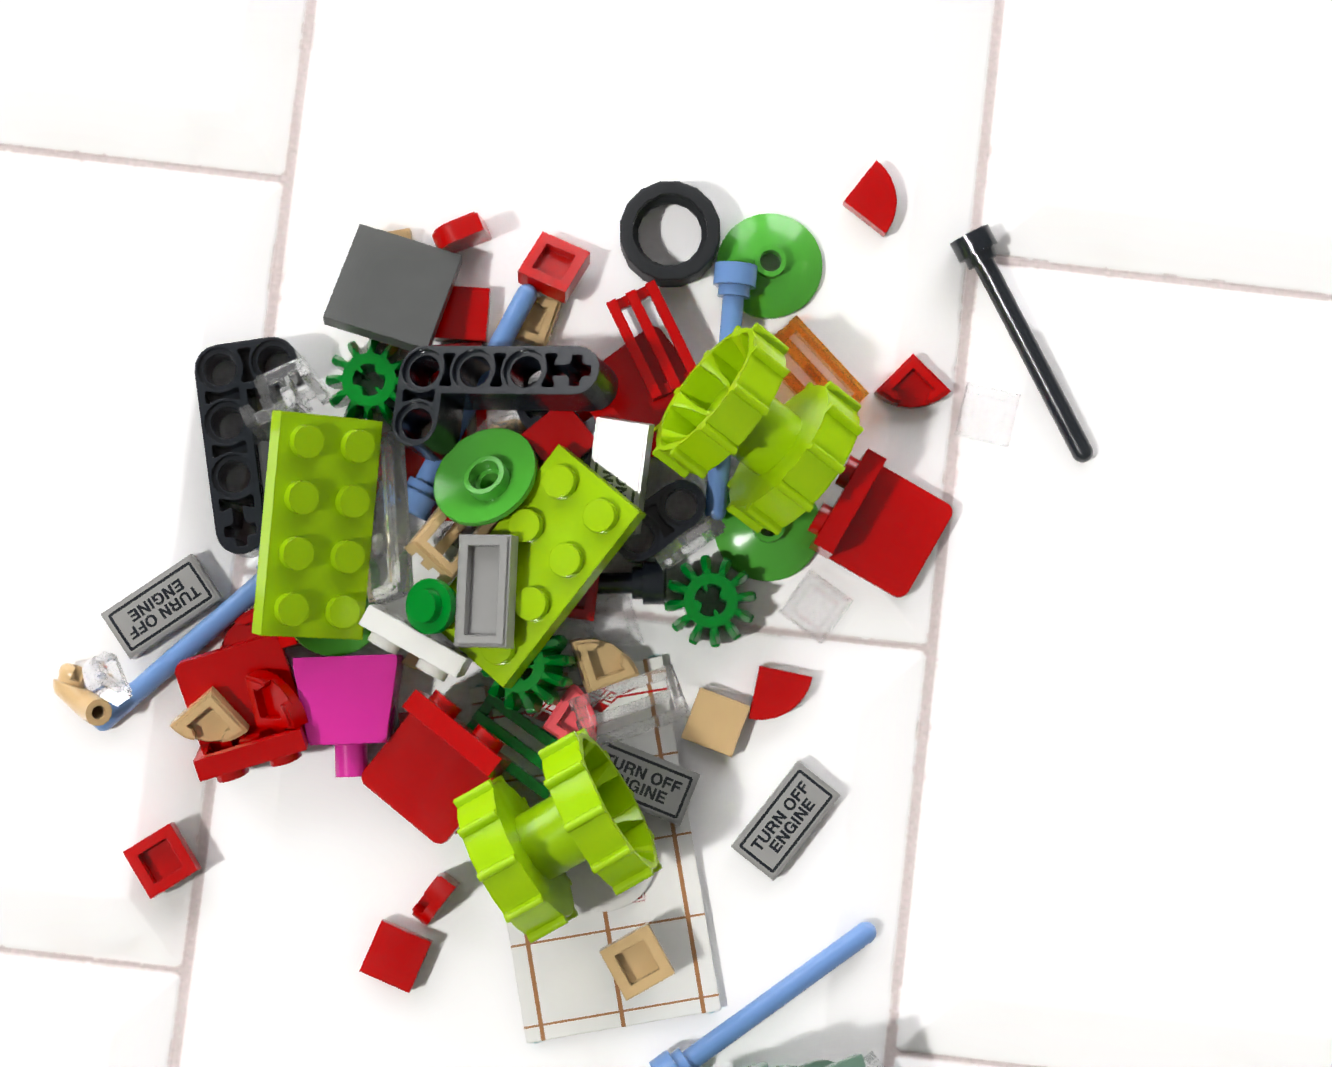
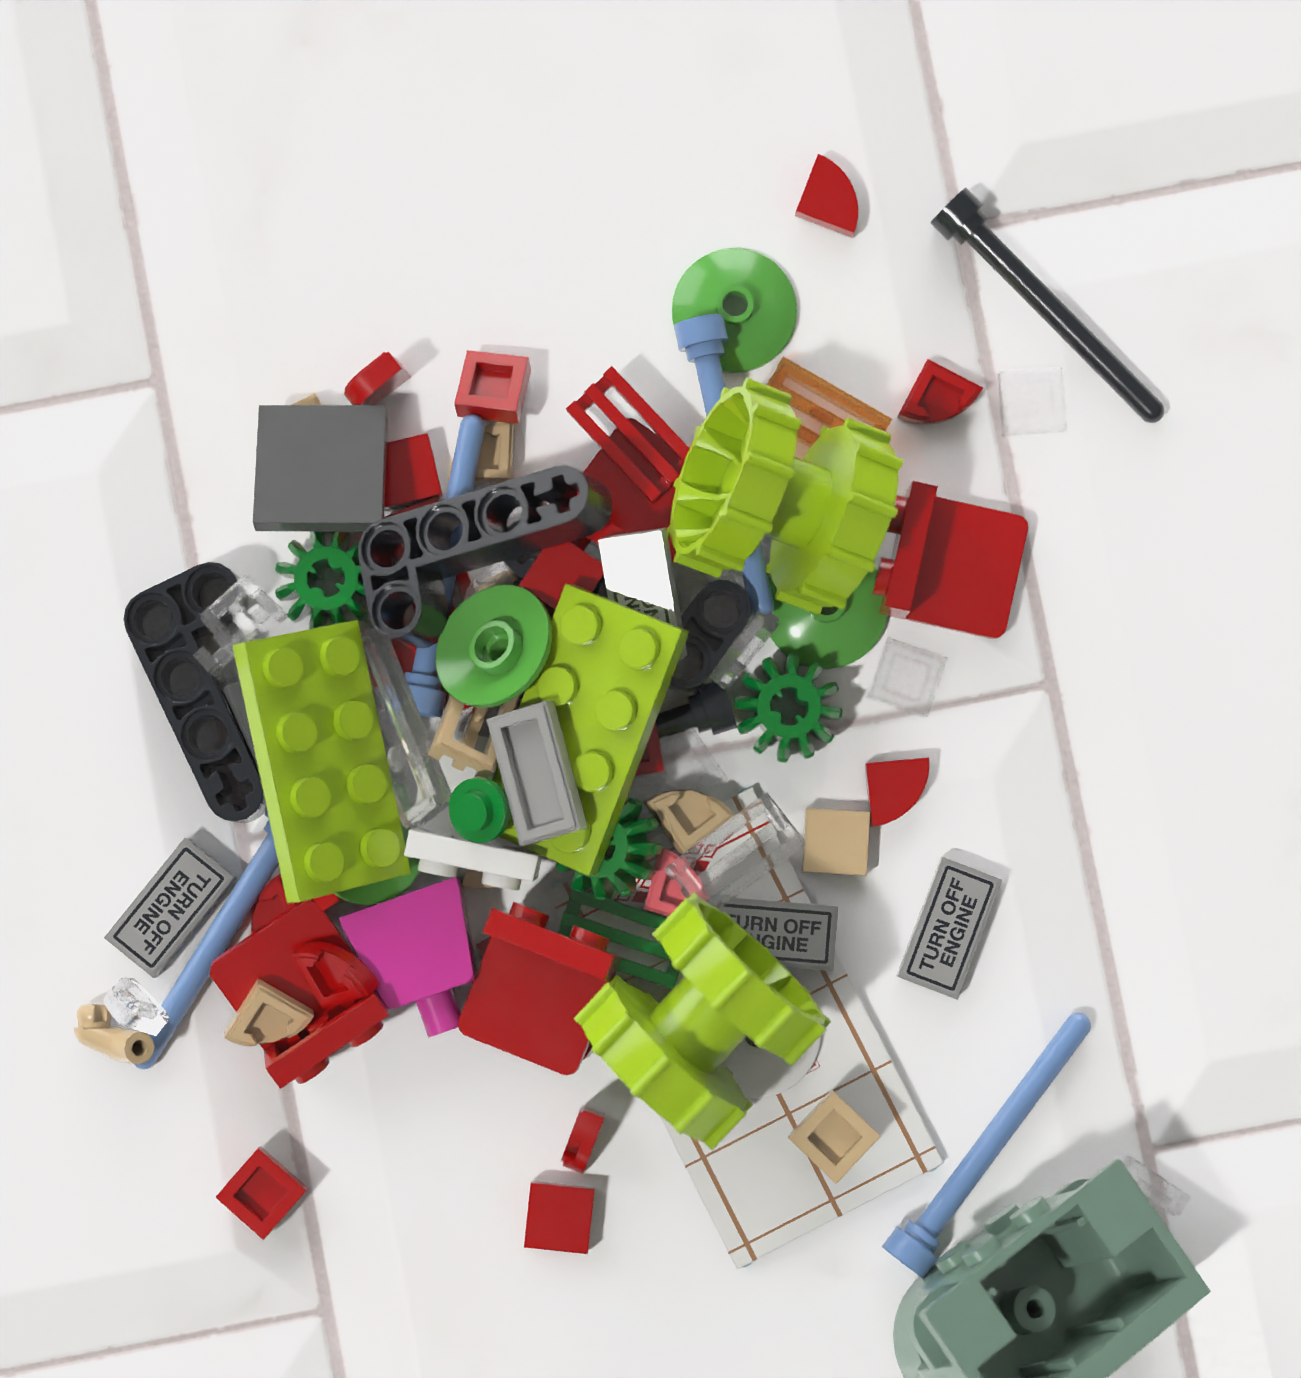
camera: 15 degrees left, 0 degrees up
(670, 193) = (615, 261): black tyre -> none

